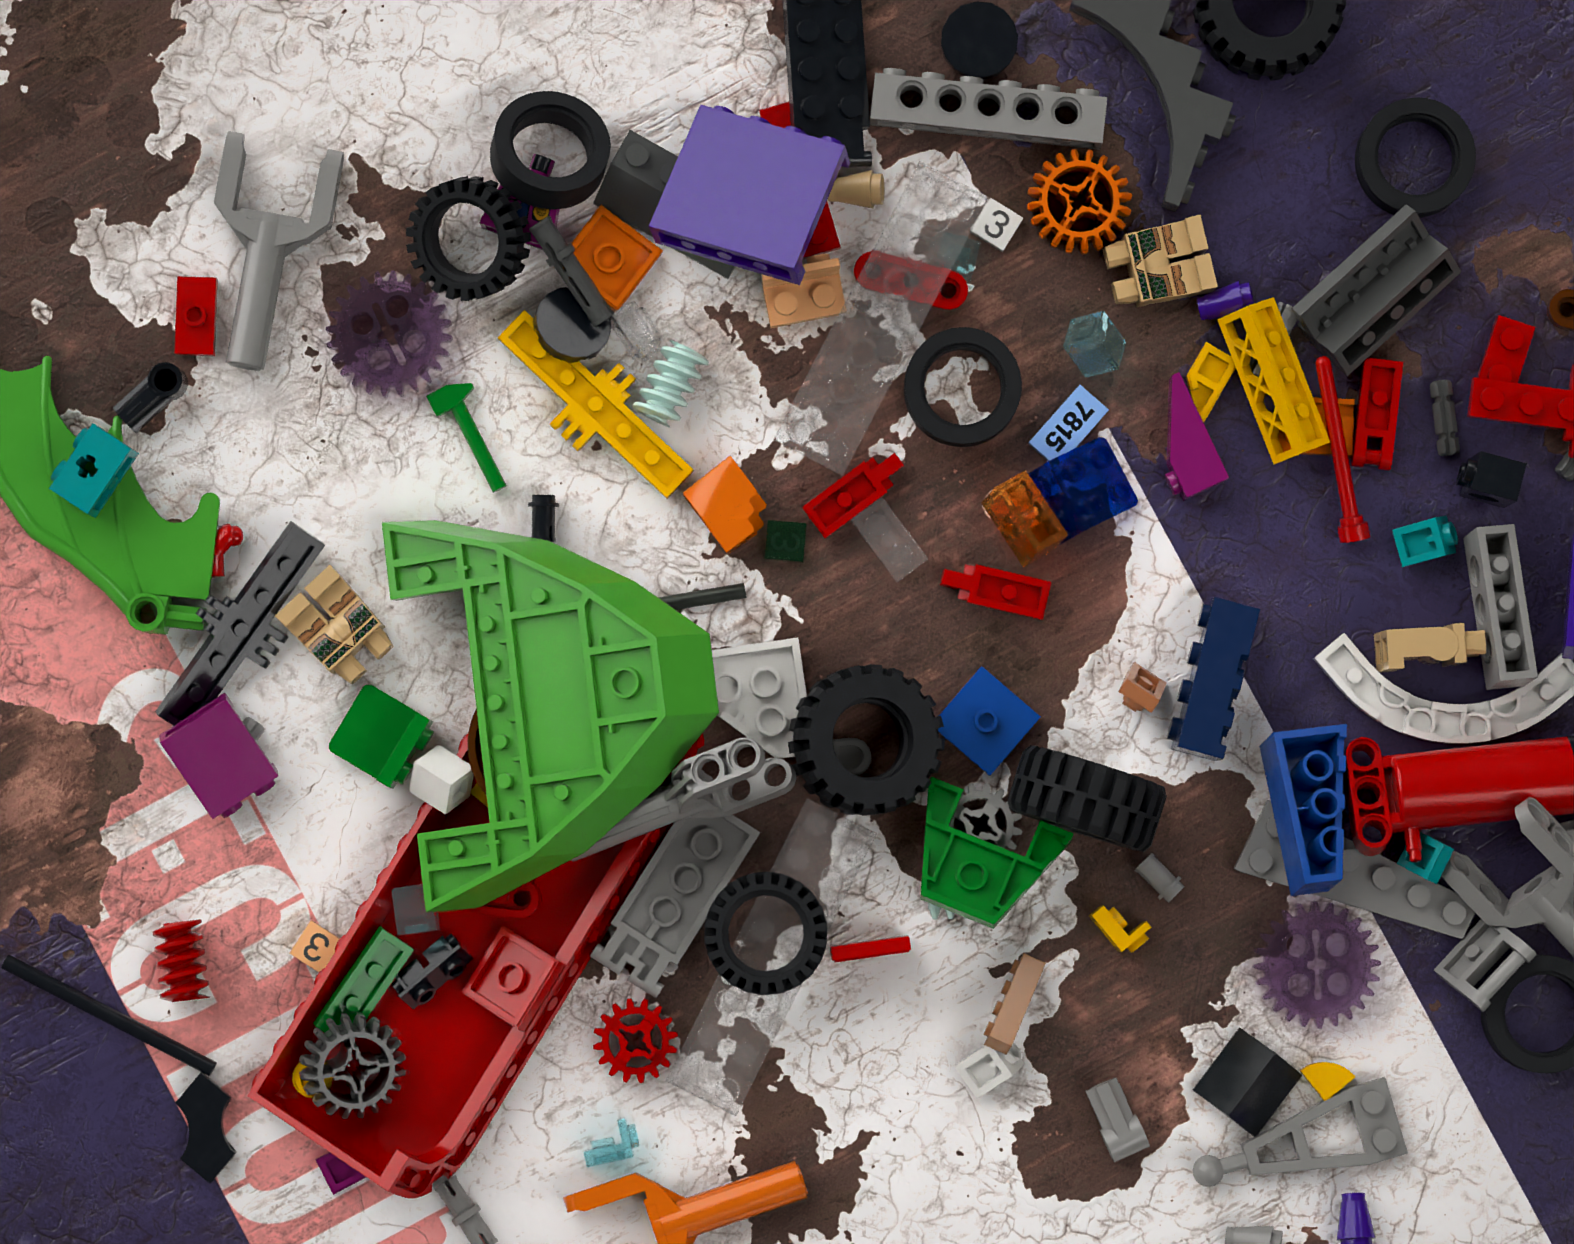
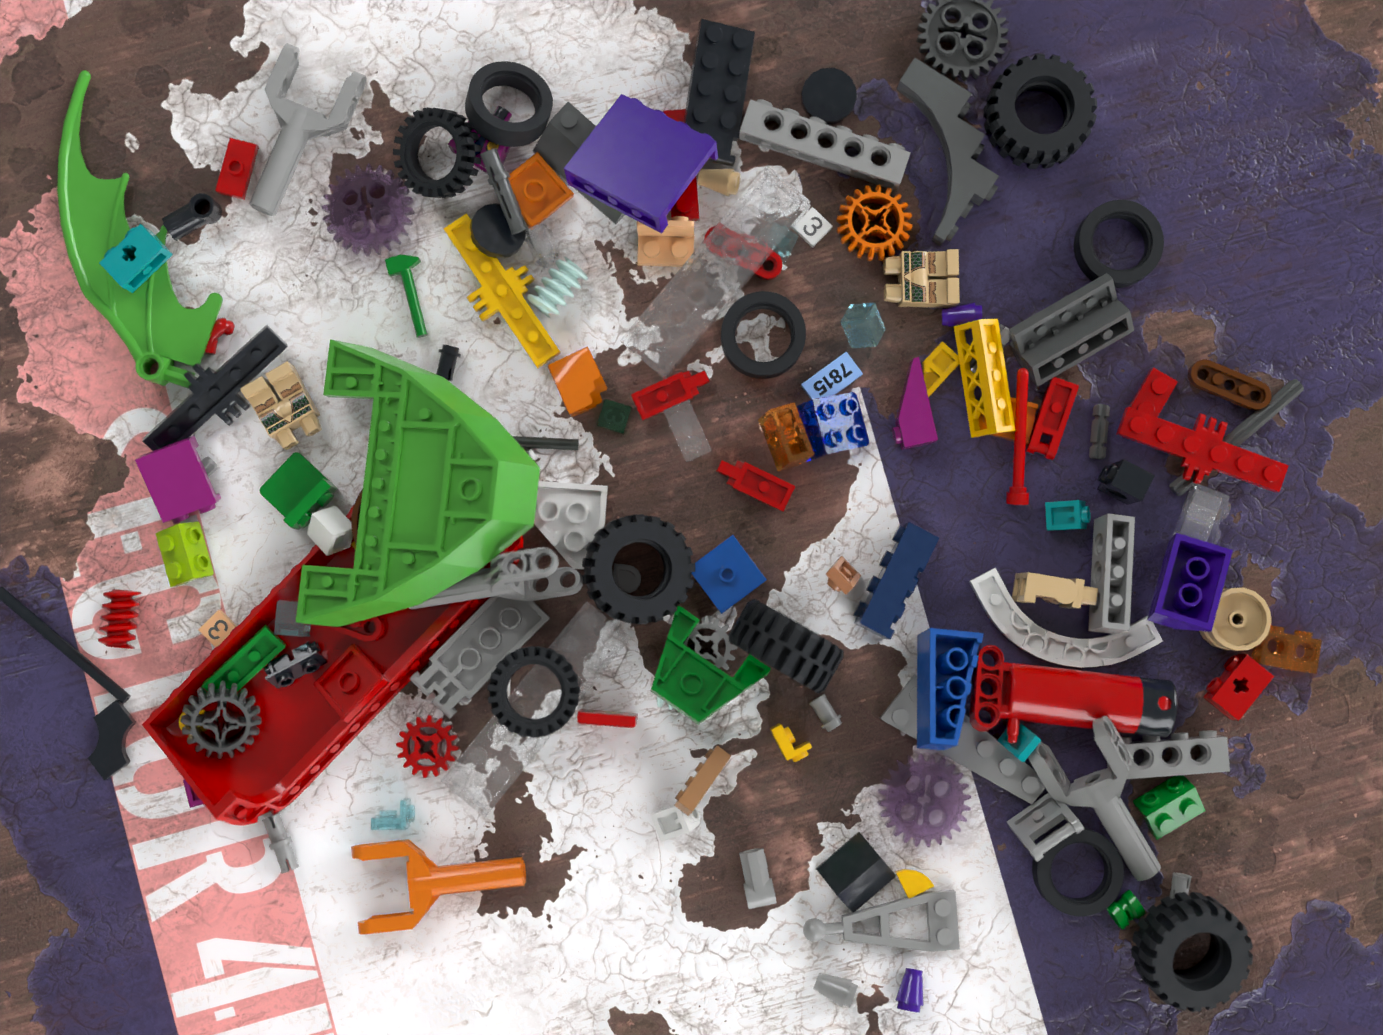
camera: 15 degrees right, 0 degrees up
(246, 855) = (184, 553): none -> lime bracket

